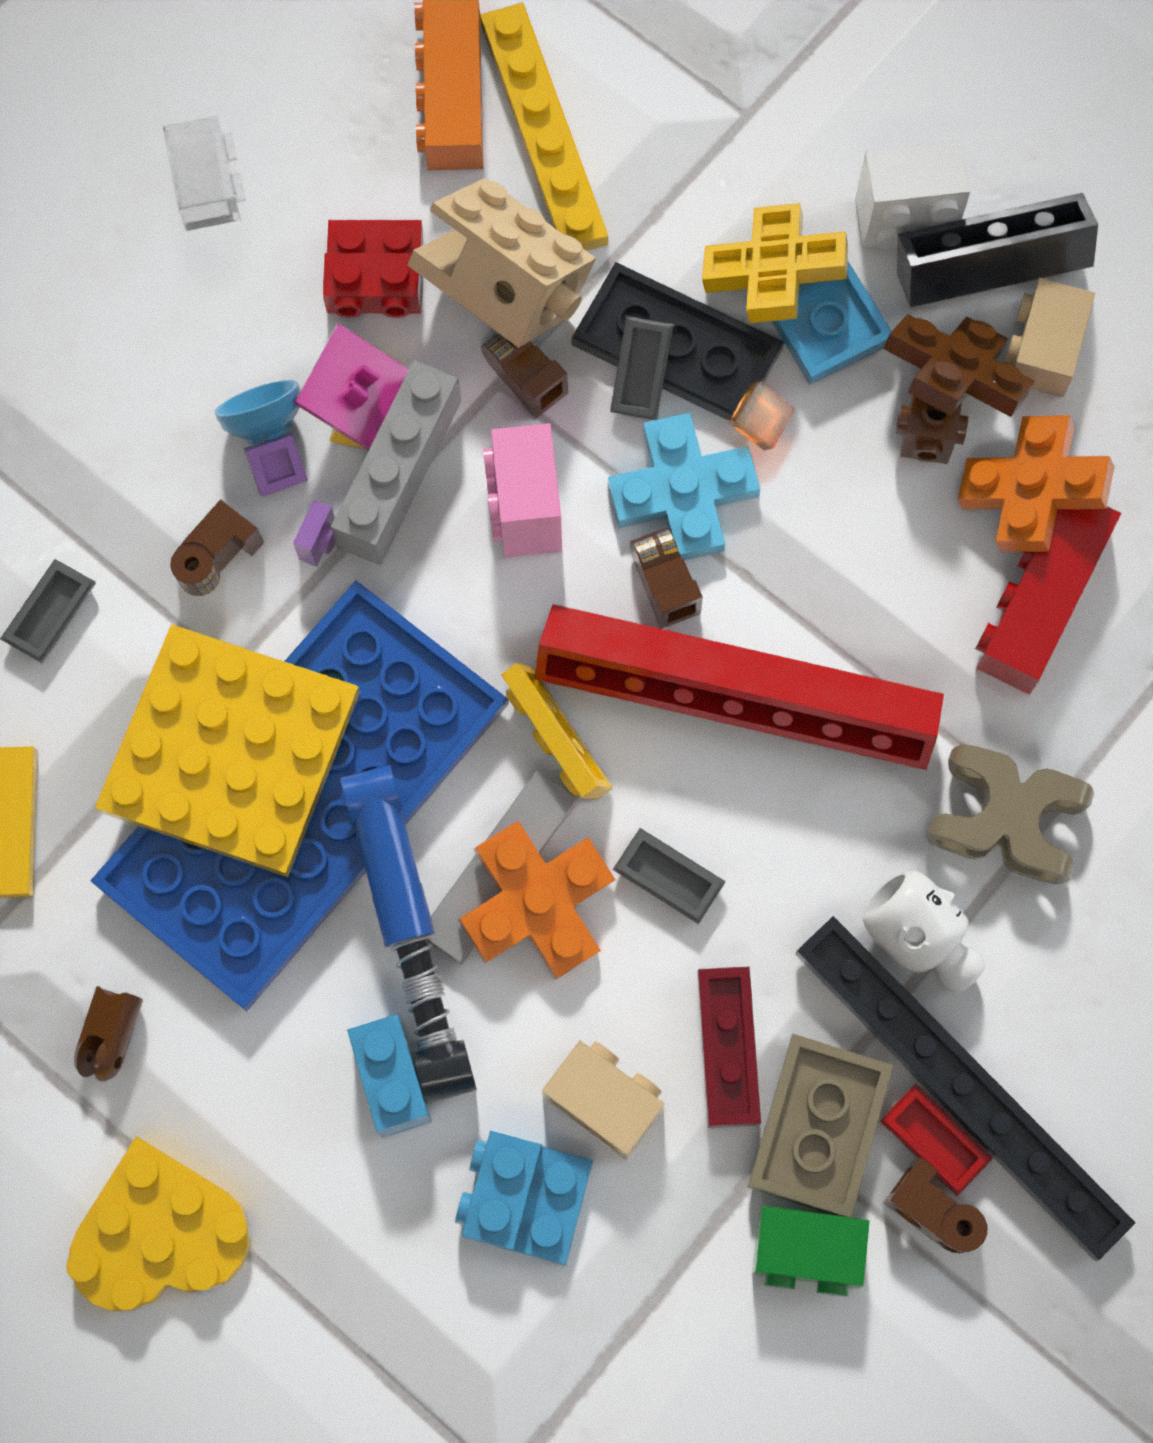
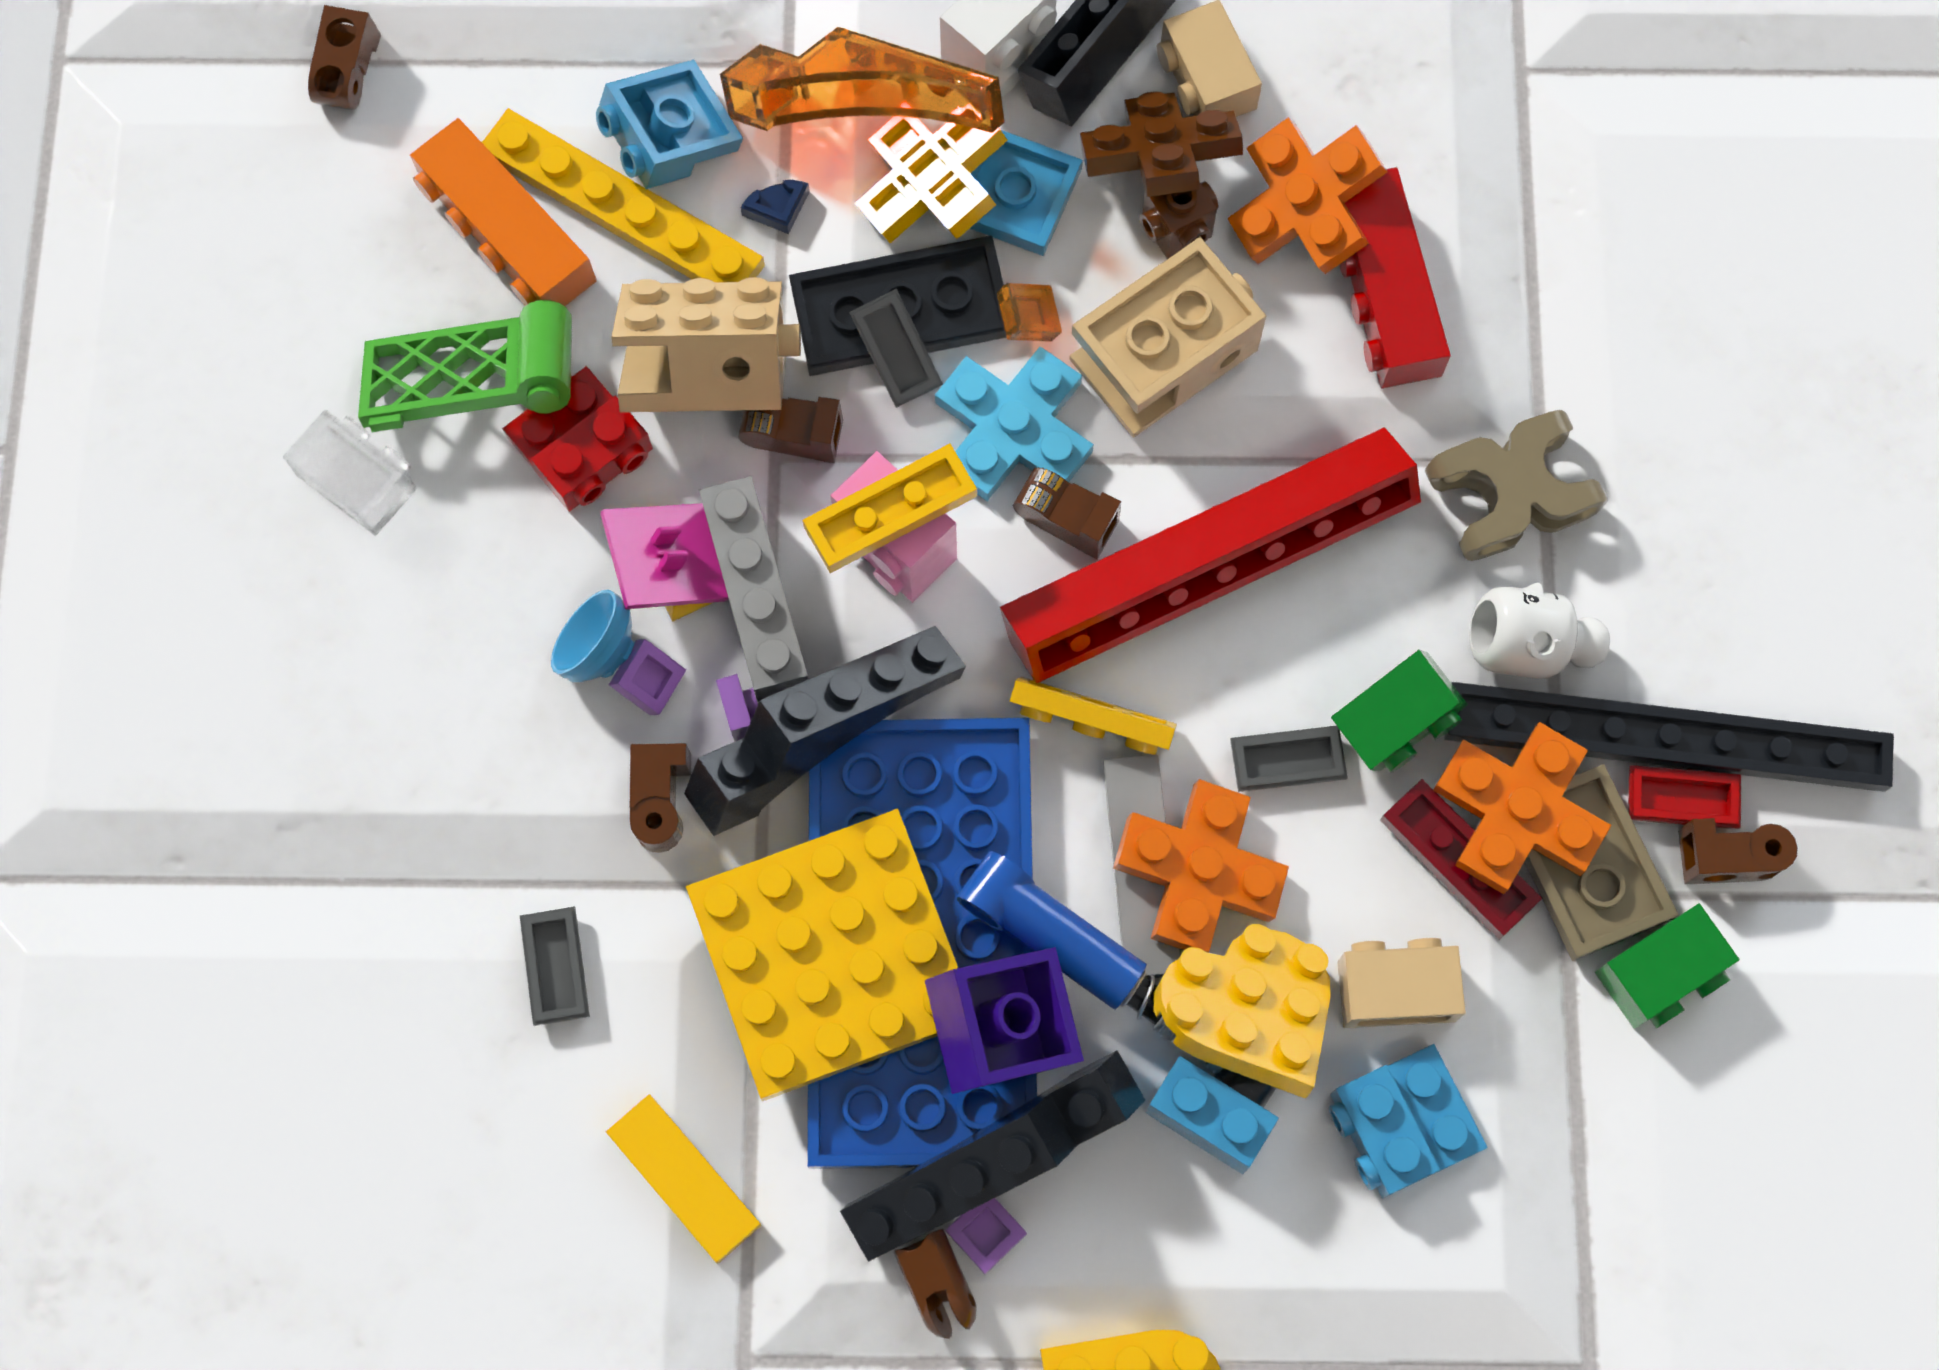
camera: 40 degrees left, 0 degrees up
(169, 1026) = (986, 1234): none -> medium lavender plate
(220, 979) = (996, 1157): none -> black arch
(293, 886) = (1003, 1020): none -> dark purple brick
(358, 579) = (811, 722): none -> black arch
(380, 188) = (534, 372): none -> bright green piece
(478, 1025) = (1253, 1008): none -> yellow plate
(519, 468) = (890, 508): none -> yellow plate
(621, 91) = (666, 123): none -> dark azure plate
(652, 207) = (777, 205): none -> dark blue tile
(773, 906) = (1400, 712): none -> green brick
(775, 153) = (857, 77): none -> clear orange arch
(801, 1045) = (1521, 808): none -> orange plate
(841, 506) = (1167, 336): none -> tan torso

